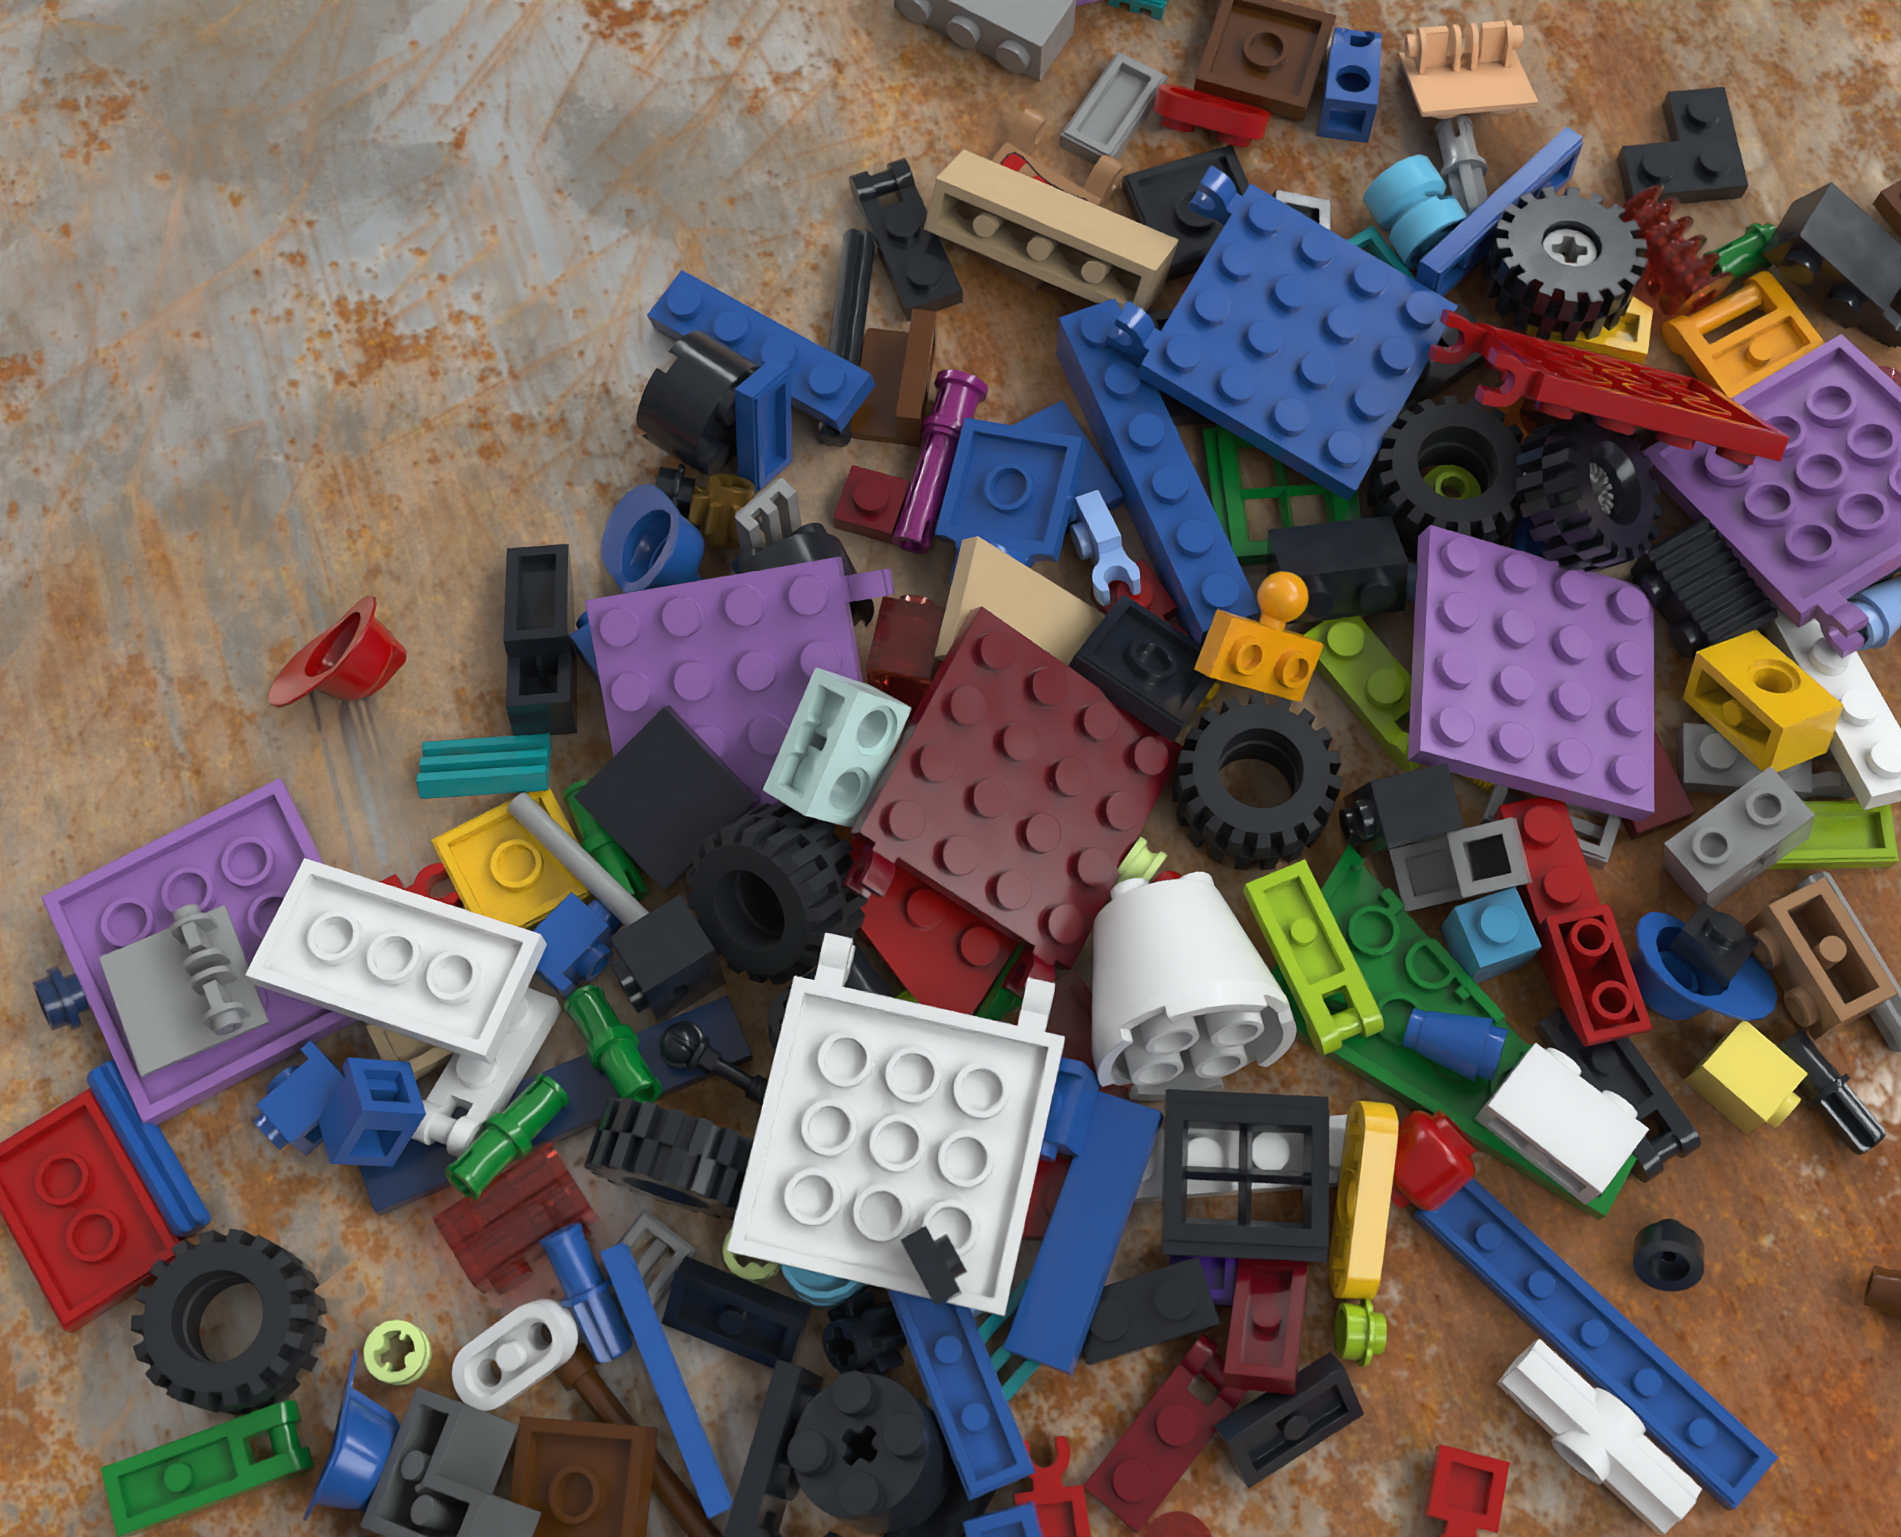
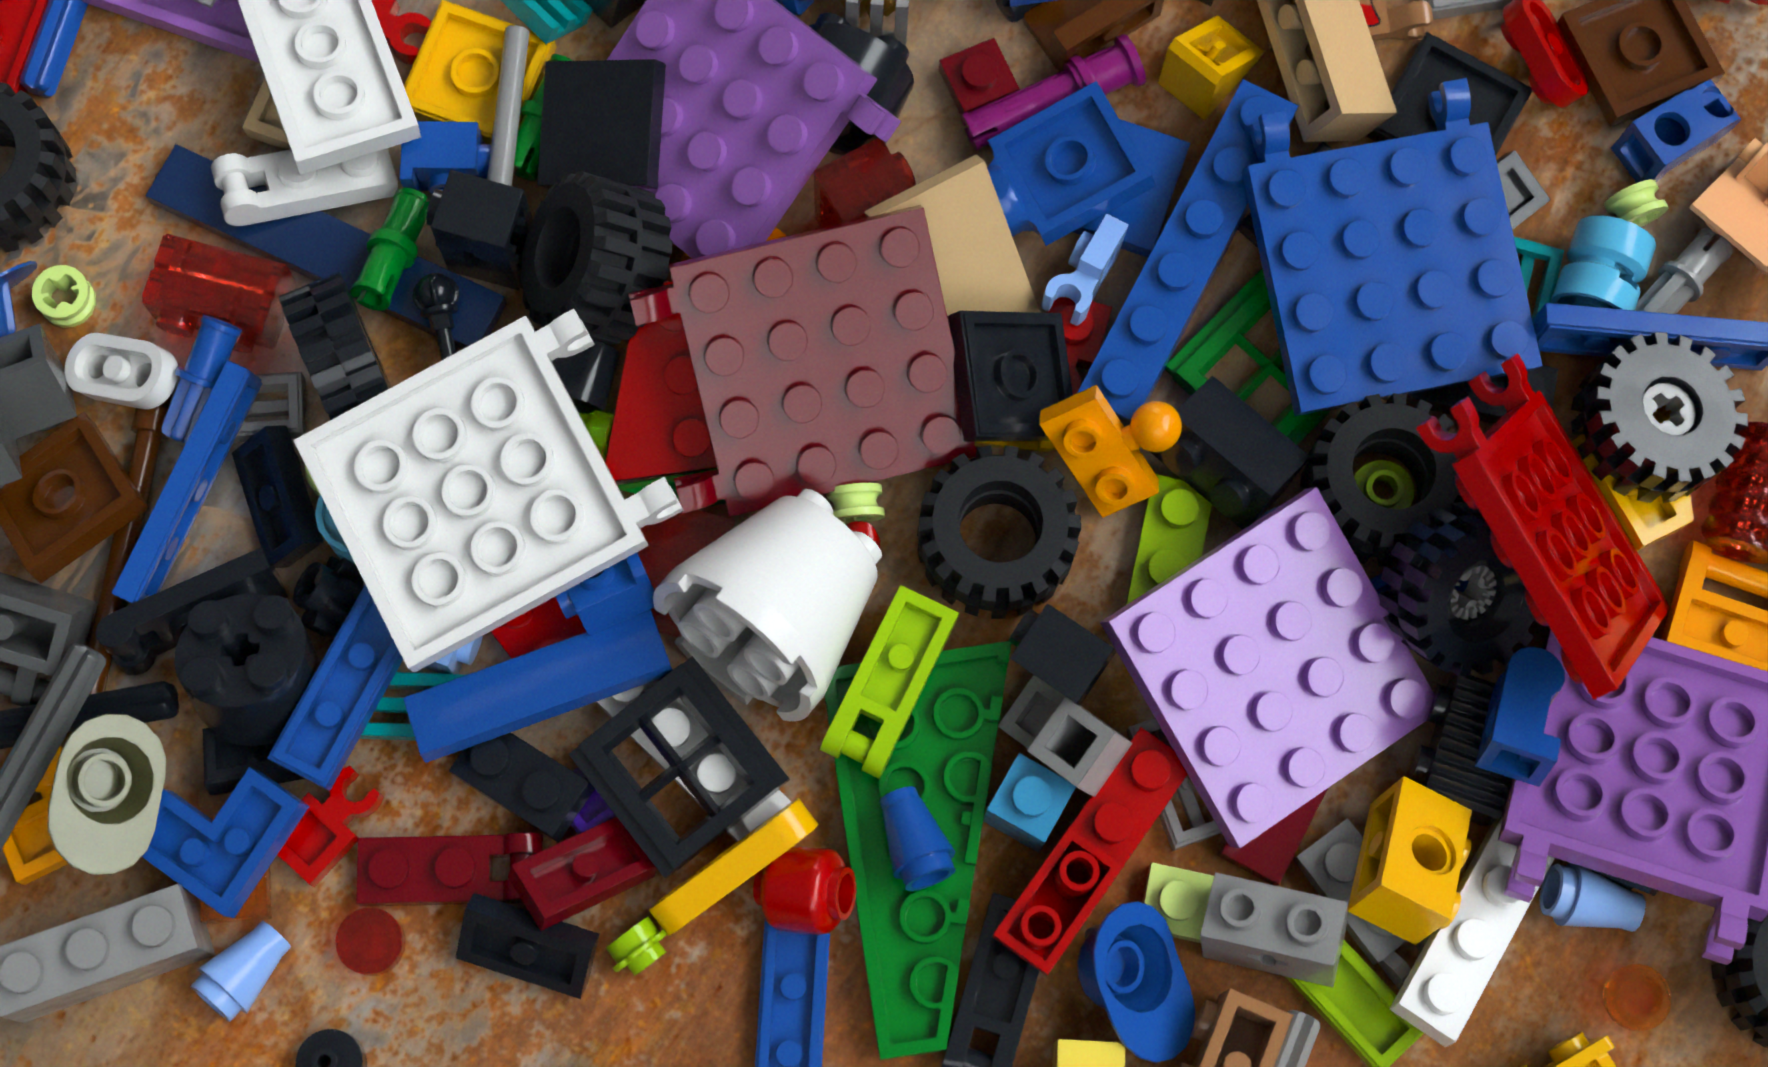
camera: 45 degrees right, 5 degrees up
(298, 1101) = (183, 84): blue brick -> none
(372, 1113) = (200, 127): blue brick -> none
(506, 1136) = (264, 231): green pin -> none
(836, 748) = (723, 199): light aqua brick -> none
(935, 1263) = (393, 585): black plate -> none
(1014, 340) = (1207, 64): none -> yellow slope
(1381, 150) = (1637, 203): none -> yellowish green bush
(1563, 1122) = (917, 964): white brick -> none
(1647, 889) = (1179, 897): none -> yellowish green plate
(1714, 944) = (1168, 974): black plate -> none
(1724, 534) = (1517, 716): none -> blue leg

